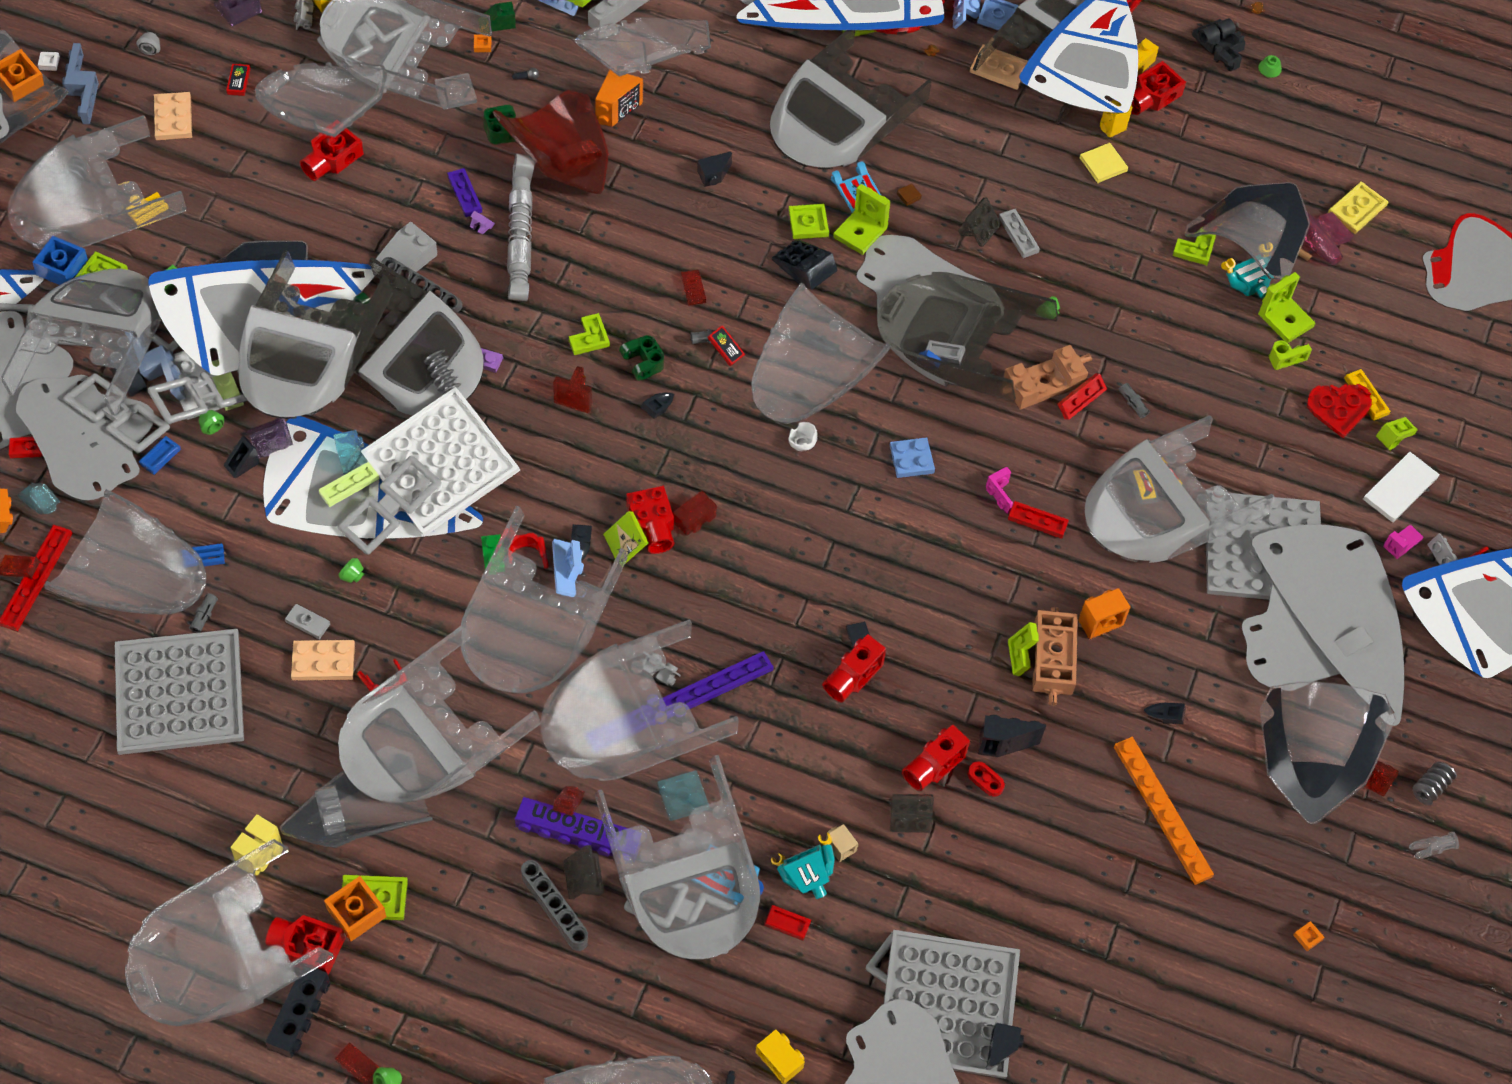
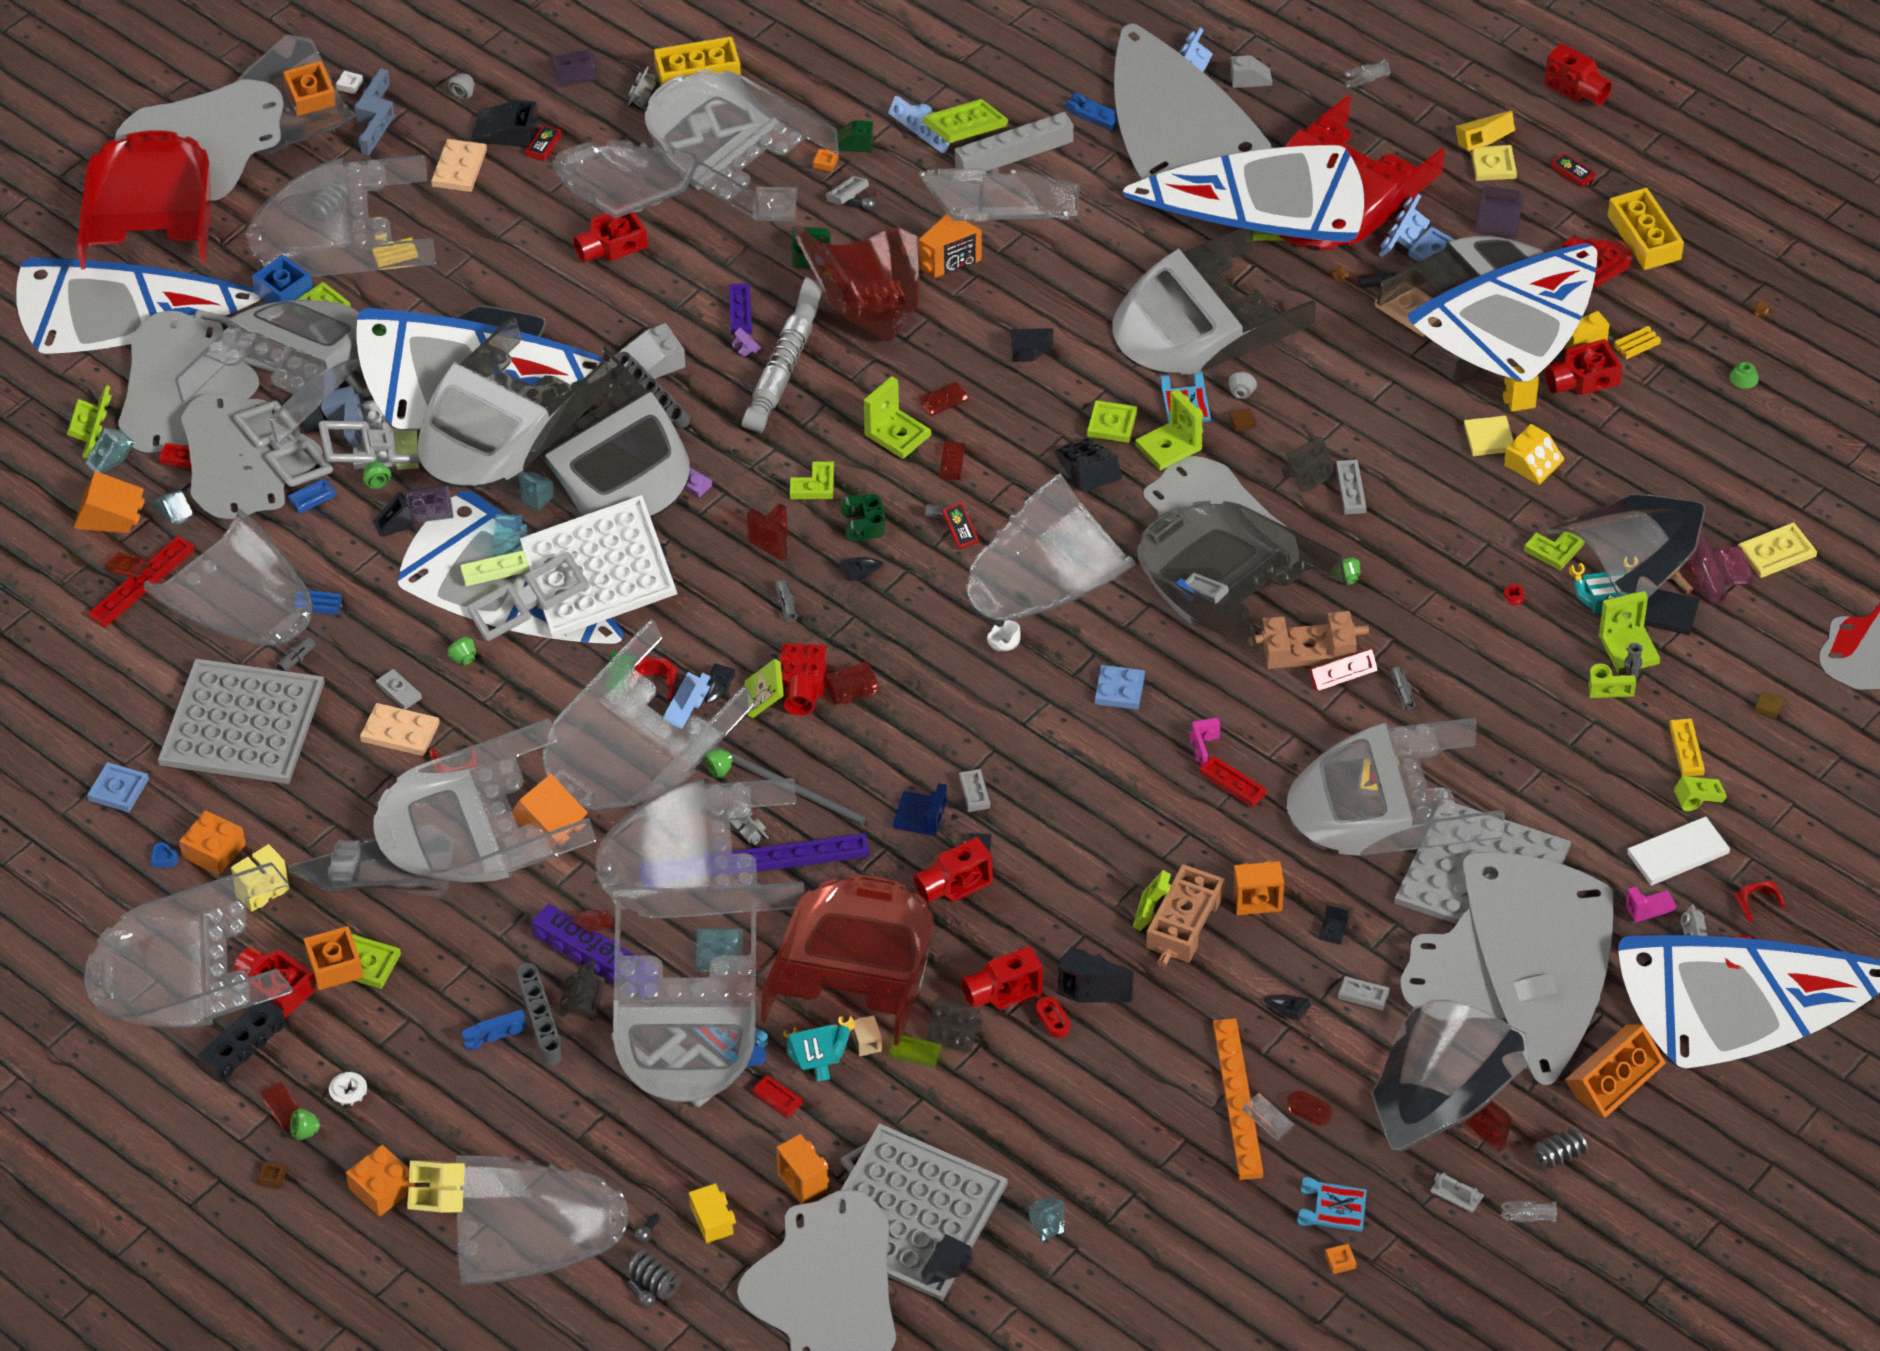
camera: 25 degrees right, 10 degrees down
(89, 788) = (118, 787): none -> medium blue plate
(156, 844) = (163, 856): none -> blue tile
(197, 820) = (212, 842): none -> orange brick
(201, 70) = (507, 124): none -> black slope
(357, 402) = (535, 490): none -> clear light blue slope
(404, 1023) = (342, 1082): none -> white gear
(440, 372) = (631, 475): flat silver piece -> none
(488, 704) = (548, 807): none -> orange slope
(511, 66) = (847, 190): none -> light grey plate
(520, 933) = (494, 1029): none -> blue hinge
(608, 450) = (786, 601): none -> dark grey pin
(613, 617) = (718, 762): none -> bright green cone
(628, 265) = (885, 420): none -> lime bracket
(663, 233) = (943, 398): none -> clear red plate
(675, 620) = (804, 792): none -> dark grey piece
(800, 617) = (921, 812): none -> clear blue bracket
(804, 753) = (858, 939): none -> clear red windscreen
(835, 585) = (974, 790): none -> light grey plate
(844, 992) = (802, 1169): none -> orange brick
(885, 843) = (916, 1051): none -> clear neon green tile
(898, 164) = (1242, 384): none -> light grey cone
(963, 48) = (1373, 280): none -> black pin
(1061, 971) = (1047, 1217): none -> clear light blue slope
(1146, 172) = (1533, 455): none -> yellow slope
(1171, 624) = (1335, 922): none -> black slope
(1181, 290) = (1514, 589): none -> red bush
(1191, 52) = (1635, 340): none -> yellow tile
(1197, 821) = (1268, 1116): none -> clear plate
(1221, 683) = (1363, 993): none -> light grey plate
(1223, 41) = (1694, 336): black plate -> none
(1223, 802) = (1308, 1108): none -> clear red plate
(1283, 885) = (1335, 1206): none -> dark azure flag
(1302, 332) = (1633, 661): none -> dark grey pin
(1311, 280) = (1671, 611): none -> black tile
(1340, 407) = (1643, 750): red plate -> none
(1371, 845) = (1456, 1192): none -> light grey hinge
(1411, 341) = (1769, 704): none -> pearl gold tile
(1443, 696) = (1616, 1070): none -> orange slope
(1467, 512) = (1768, 886): none -> red helmet

